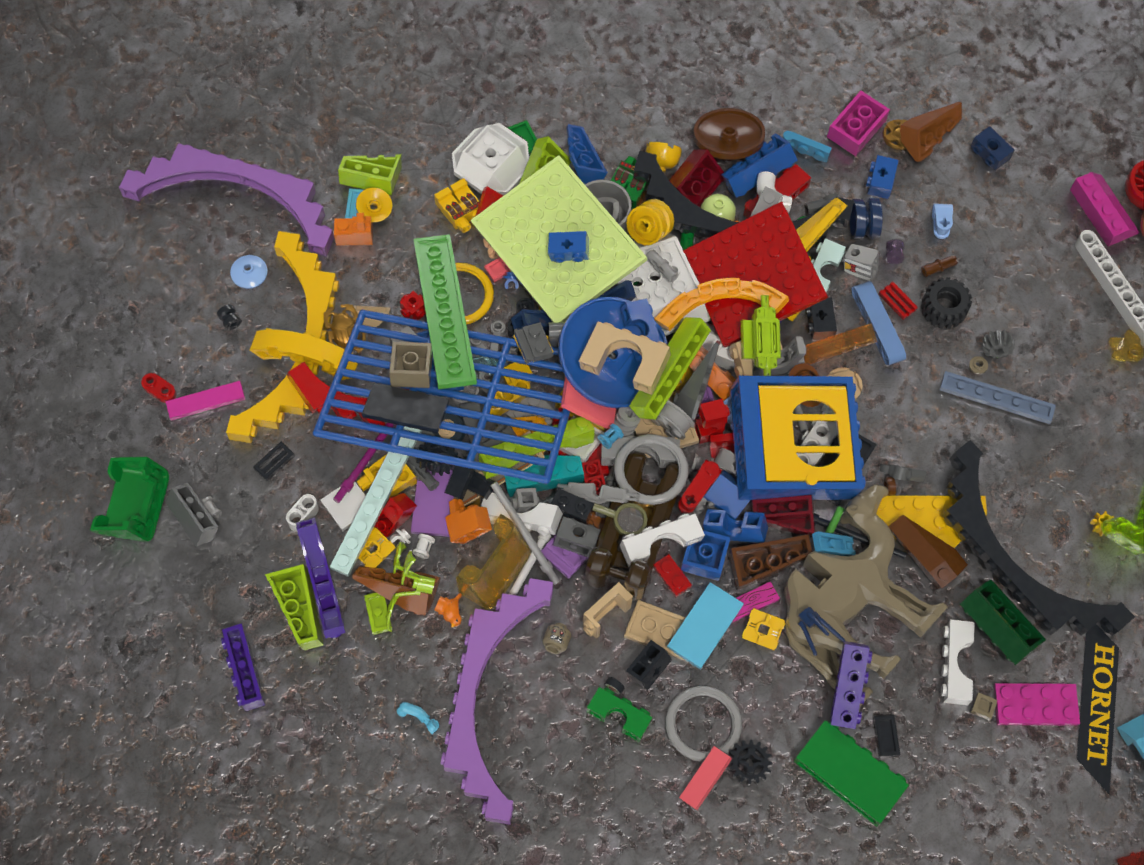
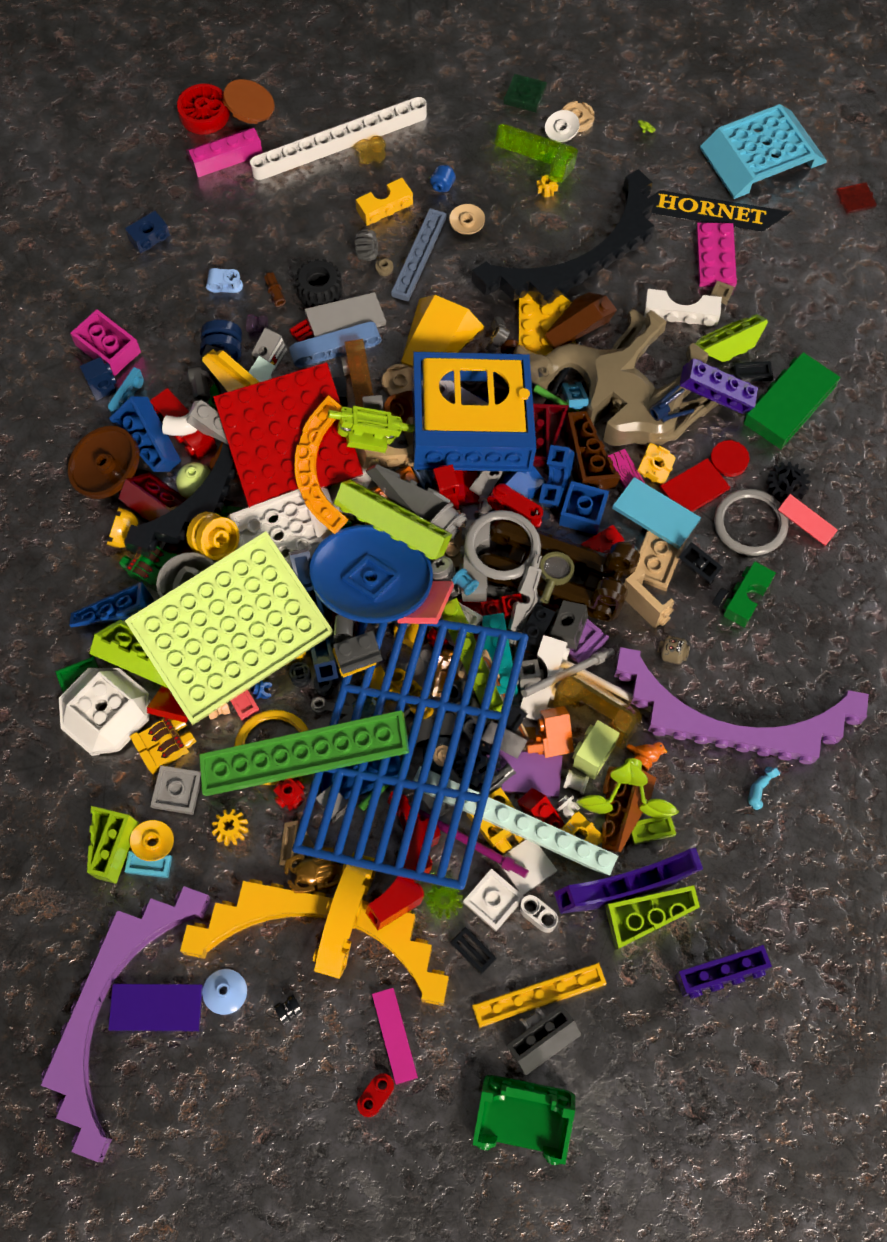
camera: 85 degrees left, 0 degrees up
(234, 516) = (539, 995): none -> yellow tile
(237, 222) = (156, 1007): none -> dark purple tile
(312, 441) = (454, 899): none -> clear neon green gear
(316, 475) = (493, 900): none -> white plate
(354, 230) = (185, 862): orange hinge -> none
(385, 263) = (232, 819): none -> yellow gear
(405, 408) = (433, 786): black tile -> none
(411, 364) = (381, 780): dark tan brick -> none
(418, 220) = (176, 790): none -> light grey plate
(449, 557) = (595, 749): none -> yellowish green brick
(568, 246) = (241, 599): blue brick -> none
(608, 339) = (389, 525): tan arch -> none
(640, 314) = (365, 537): blue arch -> none
(662, 265) = (269, 524): light grey pin -> none
(684, 531) = (589, 558): white arch -> none
(740, 668) = (696, 486): none -> red tile
(777, 705) = (730, 458): none -> red tile
(816, 120) = (99, 378): none -> dark blue brick
(882, 177) = (170, 327): blue brick -> none
(894, 134) = (119, 310): pearl gold wheel -> none
(899, 418) = (440, 328): none -> yellow wedge
(914, 331) = (345, 314): none -> light grey tile
(920, 707) = (733, 338): none -> lime wedge
(926, 130) = (120, 284): dark orange wedge -> none
(1002, 622) = (648, 266): dark green brick -> none
(1052, 437) = (467, 213): none -> tan dish
(1065, 374) = (374, 209): none -> yellow arch
(1096, 416) = (442, 178): none -> blue head

